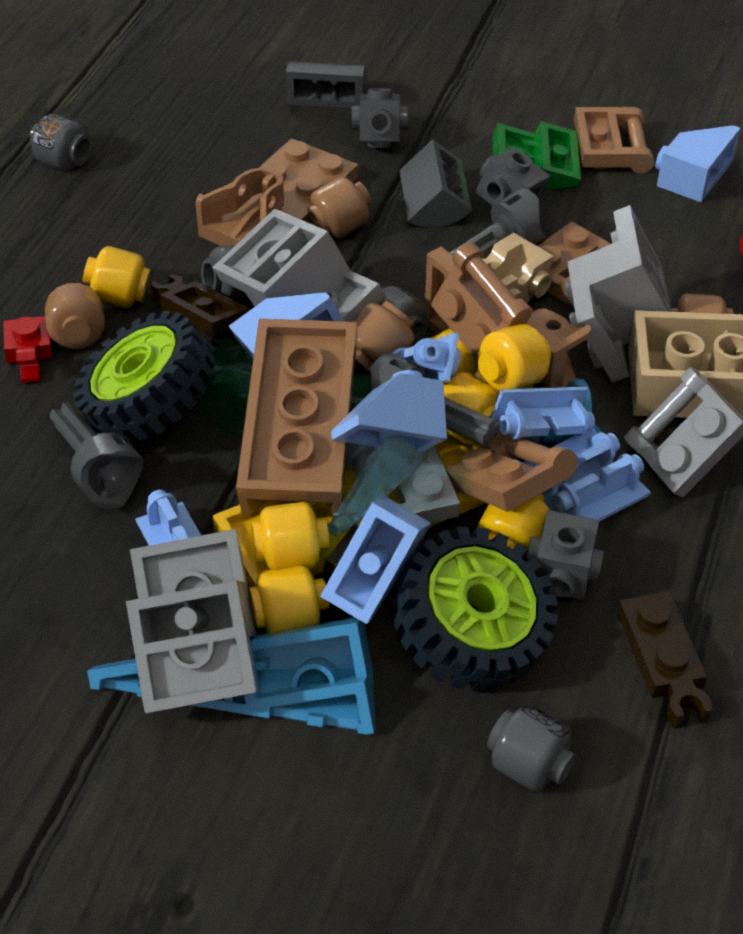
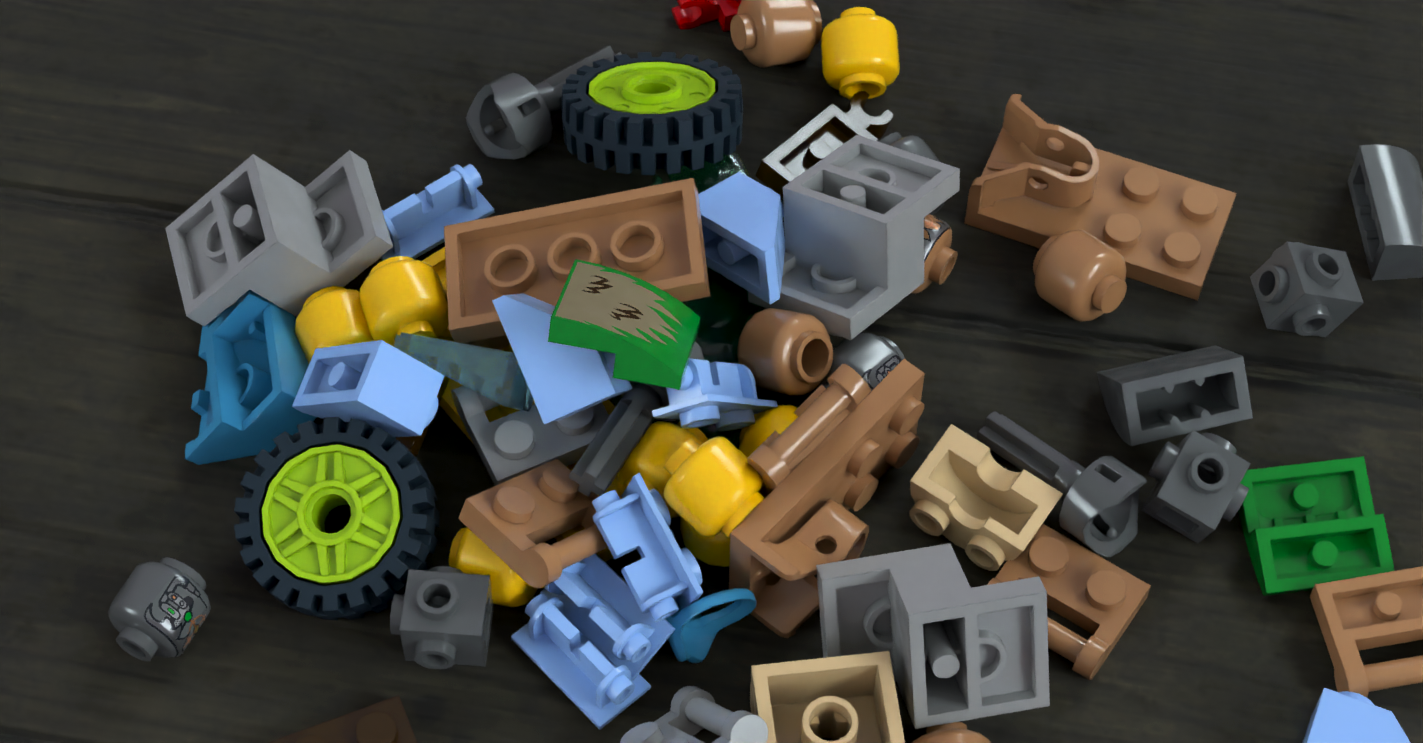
camera: 80 degrees right, 10 degrees up
(392, 361) = (629, 318): none -> slope

